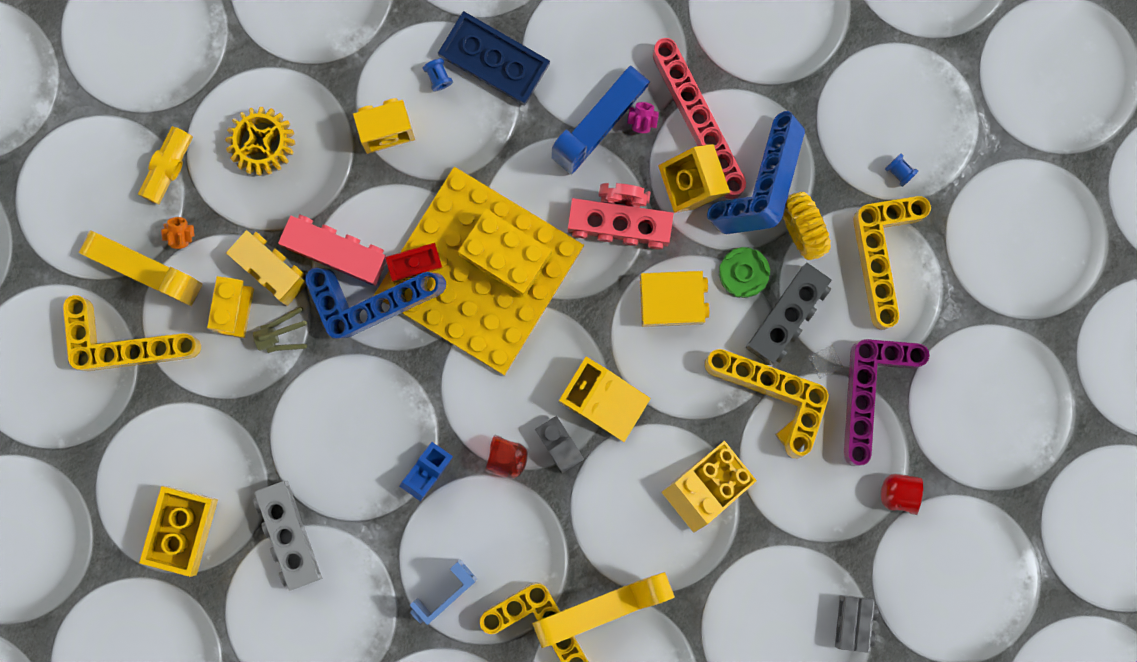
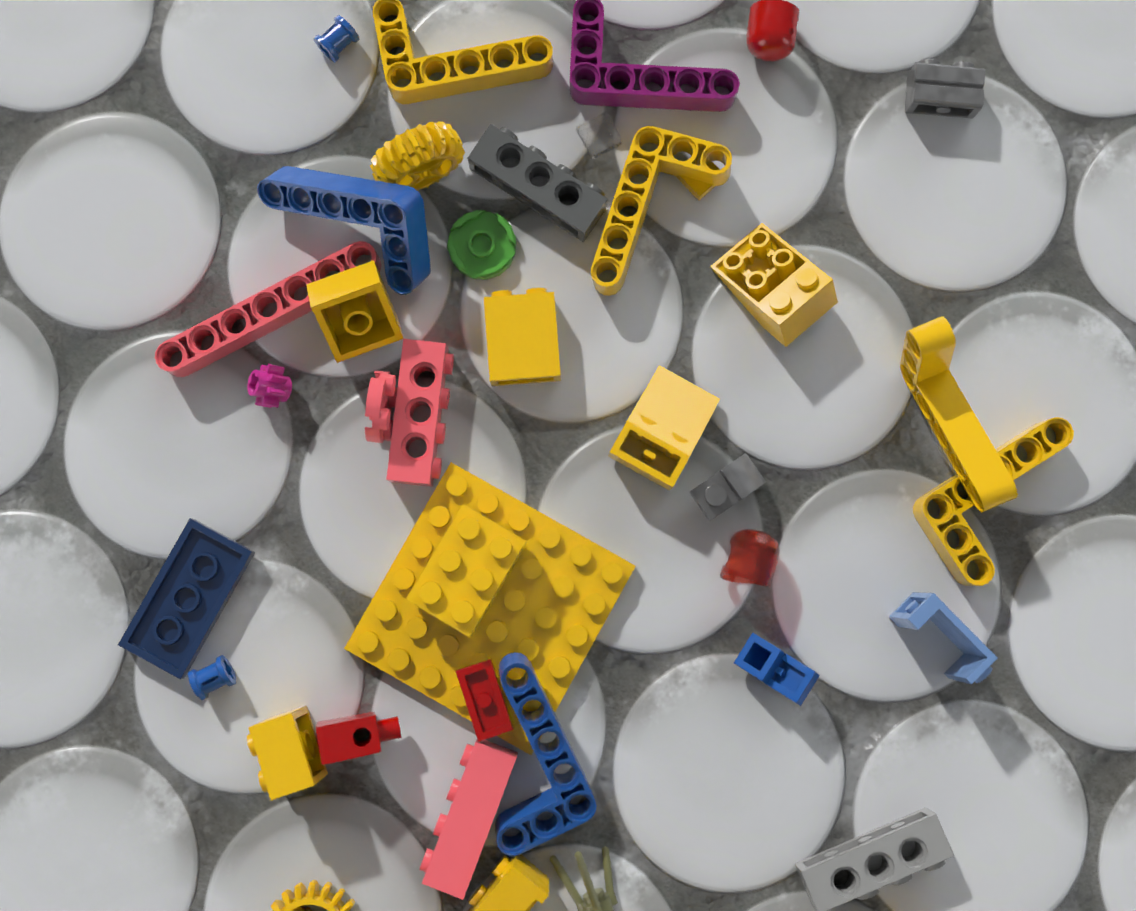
camera: 85 degrees left, 0 degrees up
(391, 160) = (337, 738): none -> red torso
(573, 148) = (308, 473): blue beam -> none

